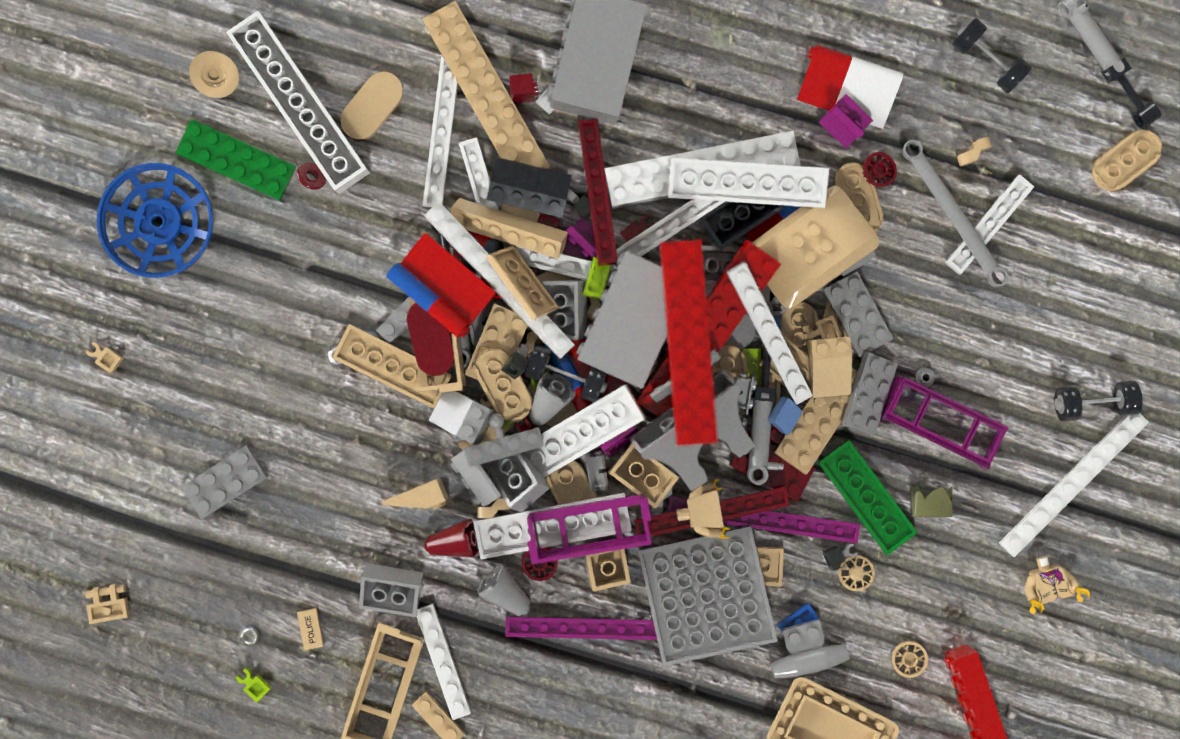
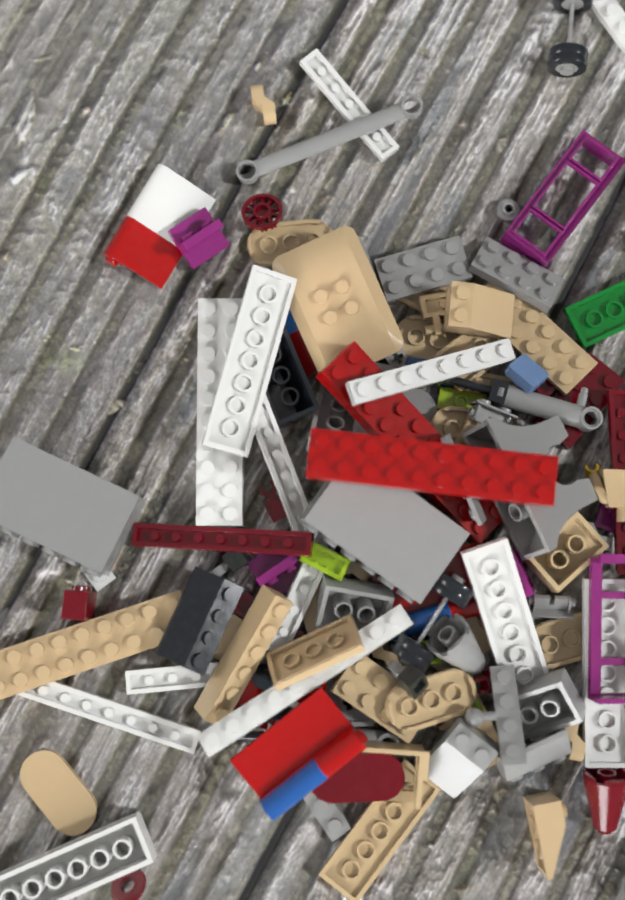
camera: 75 degrees left, 5 degrees down
(1013, 76) = (187, 44): black axle -> none

